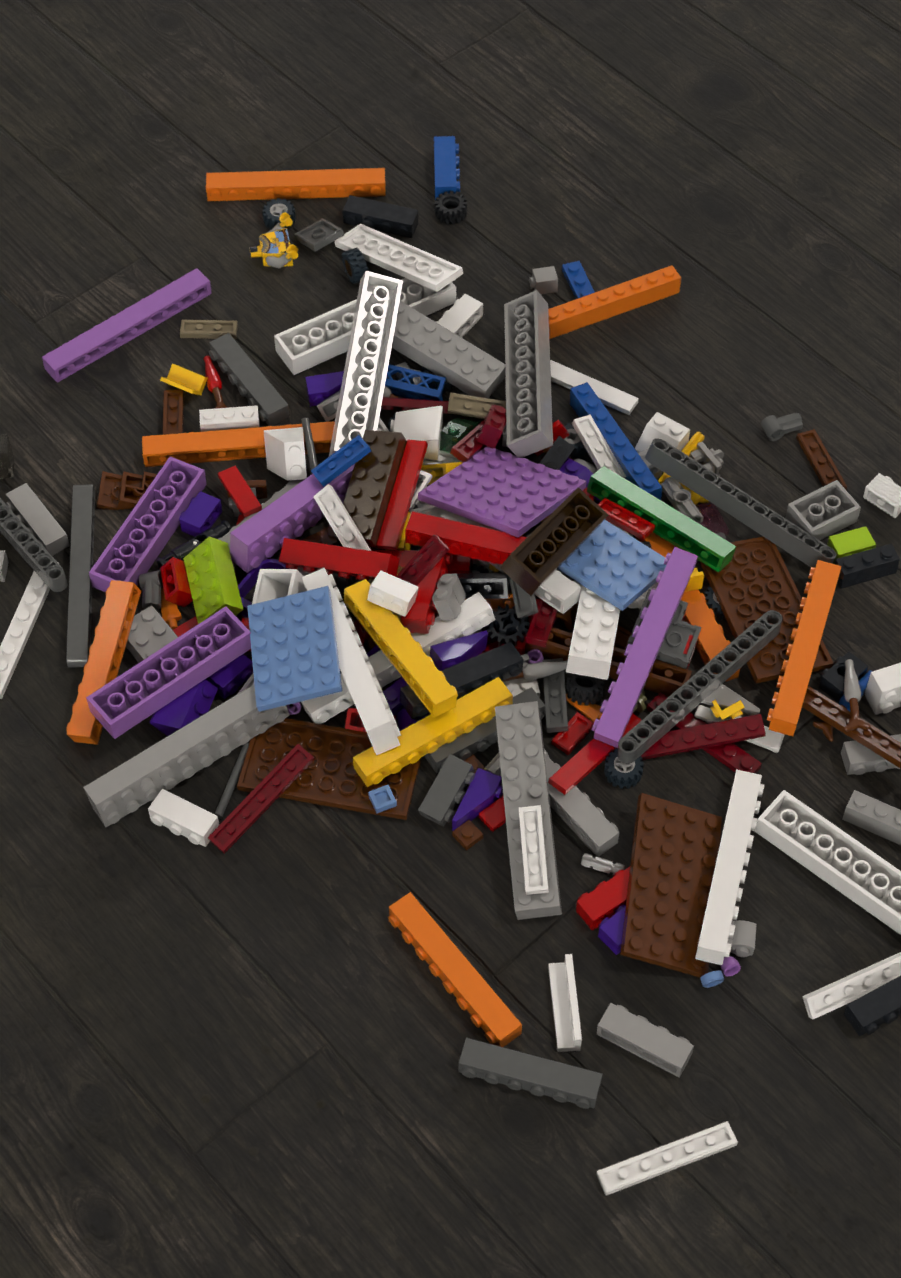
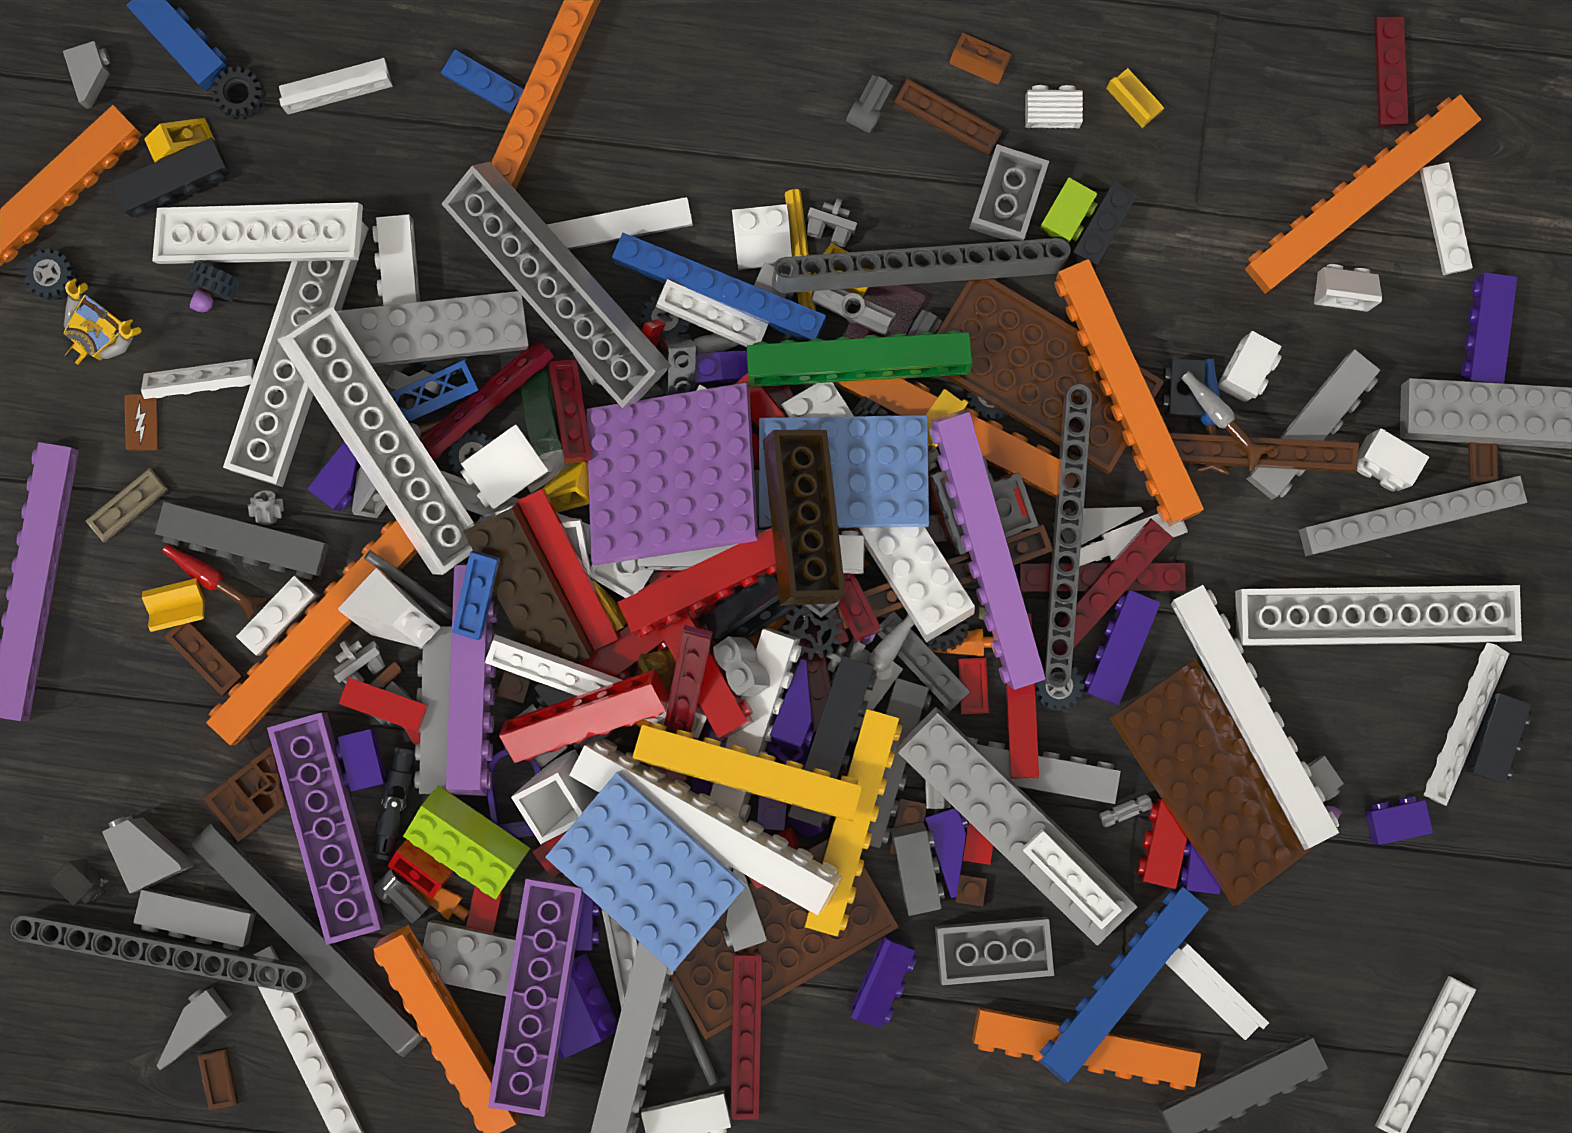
camera: 45 degrees left, 30 degrees up
(44, 469) = (143, 853): none -> light grey slope
(250, 468) = (366, 656): none -> light grey hips
(254, 300) = (141, 423): none -> dark orange slope
(275, 373) = (265, 507): none -> light grey gear
(297, 299) = (198, 378): none -> white plate
(318, 234) = (125, 266): dark grey tile -> none
(325, 731) = (743, 920): none -> light grey slope
(339, 272) = (201, 301): none -> medium lavender hinge
(367, 832) = (883, 982): none -> dark purple slope
(382, 799) = (864, 934): medium blue plate -> none
(387, 152) = (88, 71): none -> light grey slope
(392, 593) = (692, 726): white brick -> none
(400, 197) = (176, 136): none -> yellow slope
(450, 869) = (994, 950): none -> light grey brick
(471, 405) = (533, 370): dark tan tile -> none
(492, 426) = (578, 387): dark red brick -> none
(501, 237) = (335, 86): none -> white fence
(509, 944) = (1122, 985): none -> blue brick
(544, 280) = (442, 115): light grey brick -> none
(626, 519) = (822, 393): red tile -> none
(645, 1039) = (1316, 963): light grey brick -> none
(683, 775) = (1122, 647): none -> dark purple brick
(712, 979) = (1326, 848): medium blue tile -> none
(732, 711) = (1116, 541): yellow bracket -> none
(772, 1001) = (1398, 821): none -> dark purple brick
(865, 449) = (980, 58): none -> dark orange slope

